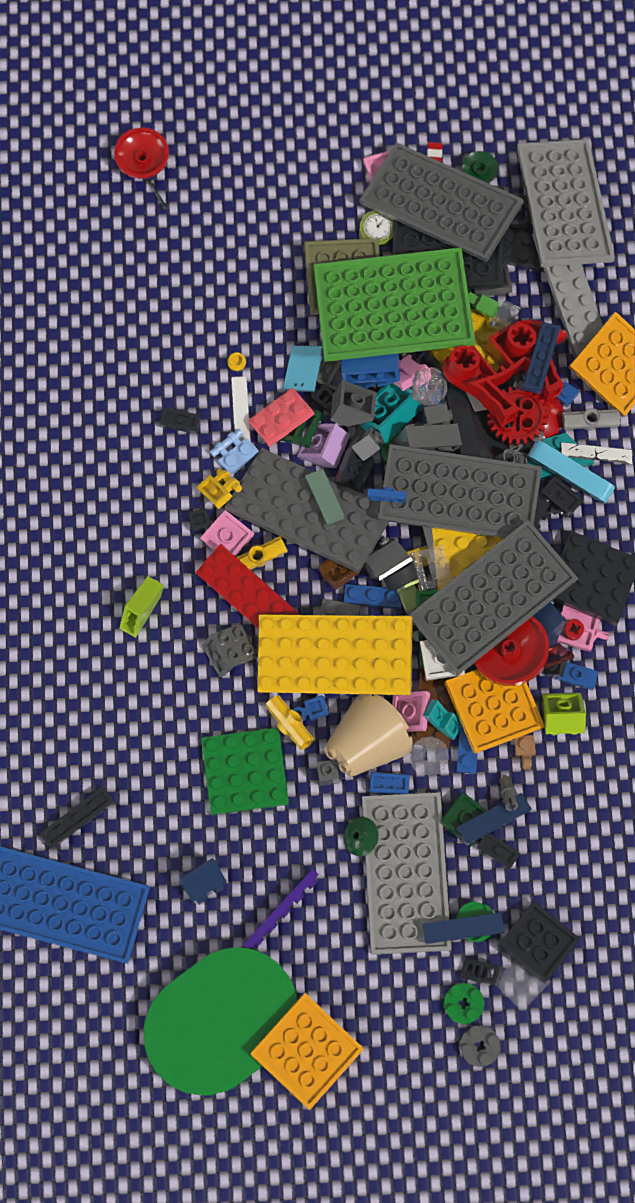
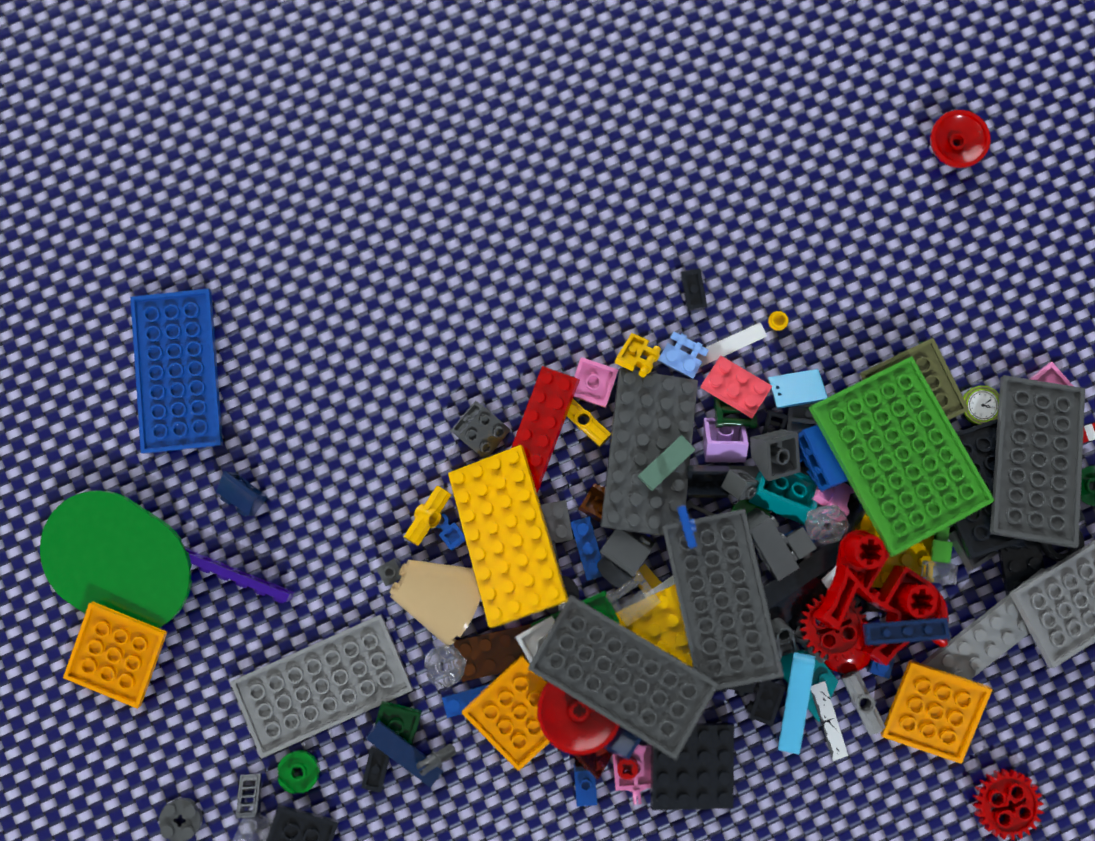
camera: 75 degrees right, 10 degrees up
(77, 818) = (262, 351): black plate -> none
(140, 606) = (490, 327): lime slope -> none
(165, 207) = (913, 186): black hinge -> none
(199, 520) = (599, 349): black plate -> none
(245, 771) = (366, 491): green plate -> none
(367, 837) = (345, 633): dark green dish -> none
(389, 783) = (404, 636): blue plate -> none
(407, 595) = (599, 585): yellowish green bracket -> none
(412, 709) = (479, 635): bright pink plate -> none
(442, 720) = (484, 666): teal slope -> none
(463, 928) = (284, 763): dark blue tile -> none
(470, 1013) = (203, 789): green plate -> none
(525, 748) = (489, 757): medium nougat plate -> none
(563, 713) = (539, 785): lime slope -> none

